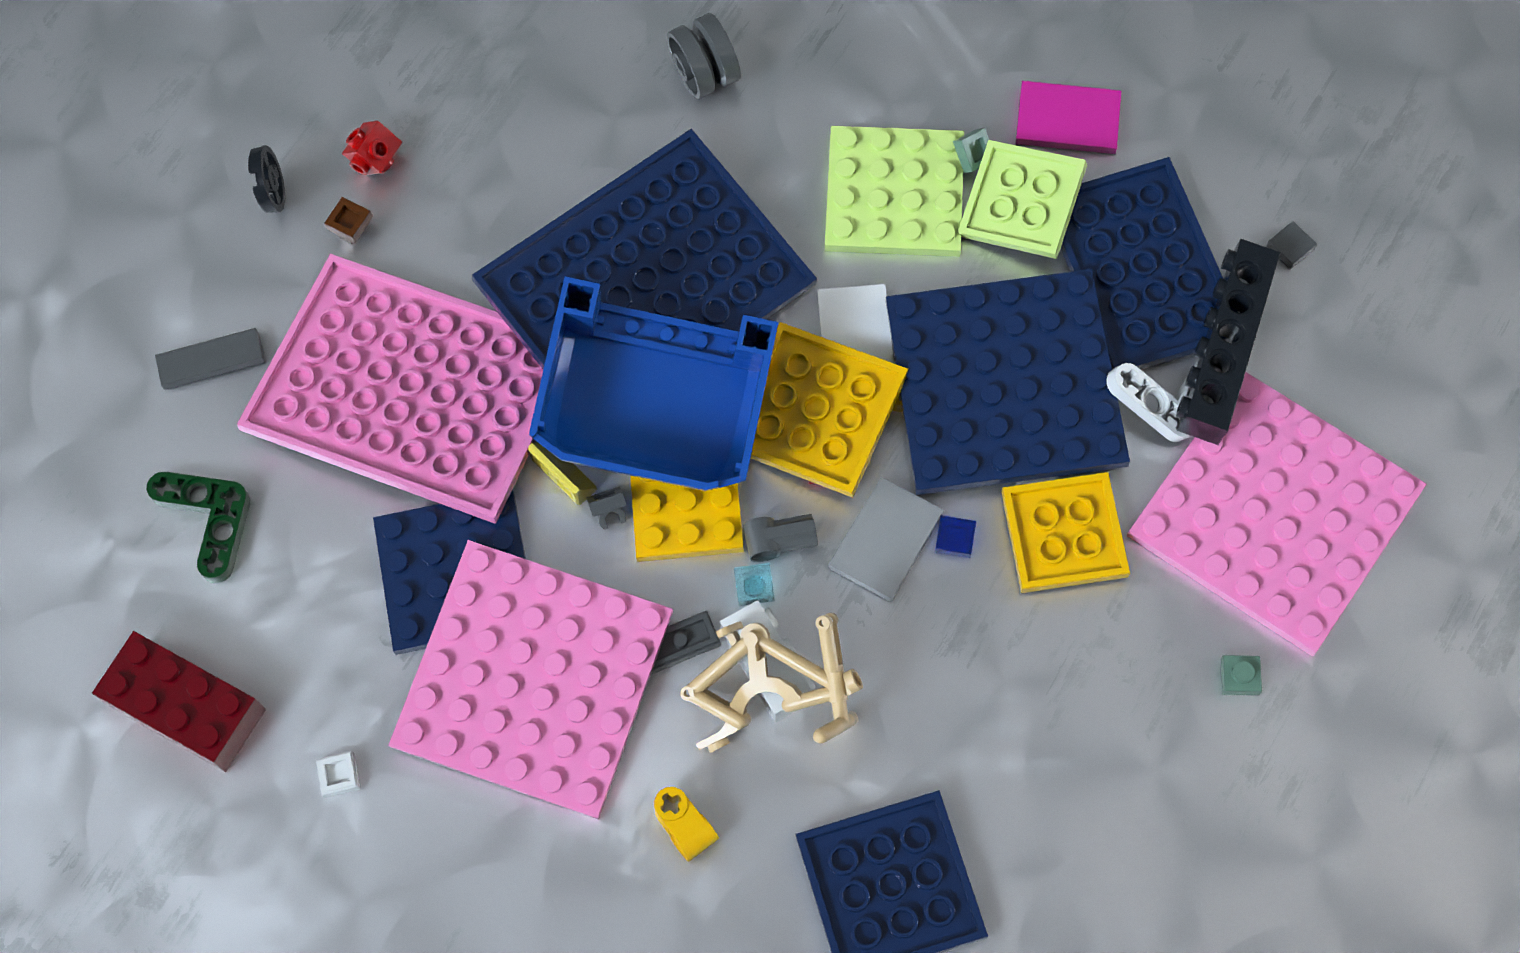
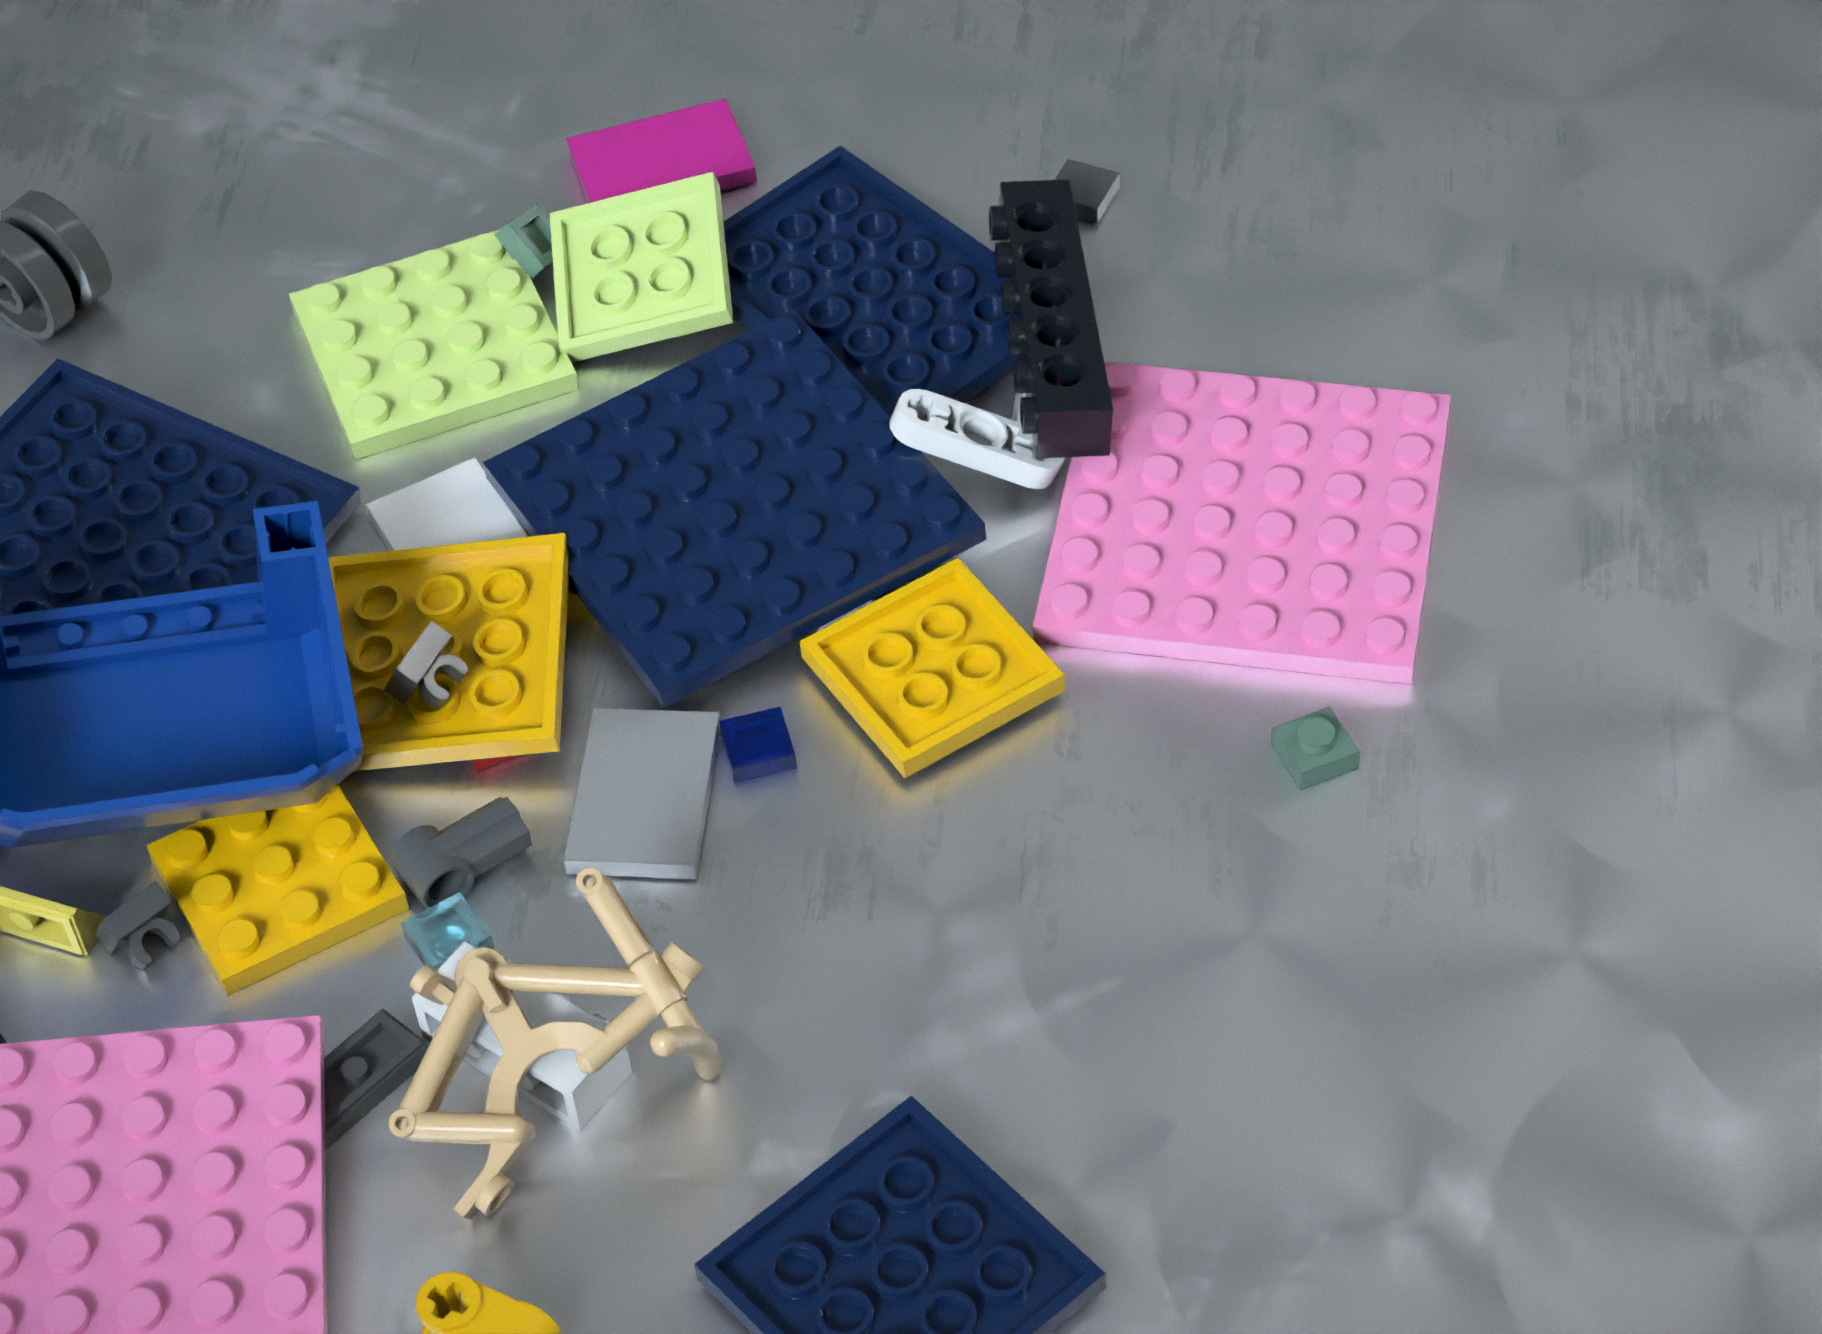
camera: 25 degrees left, 20 degrees down
(800, 422) = (422, 664): none -> tile

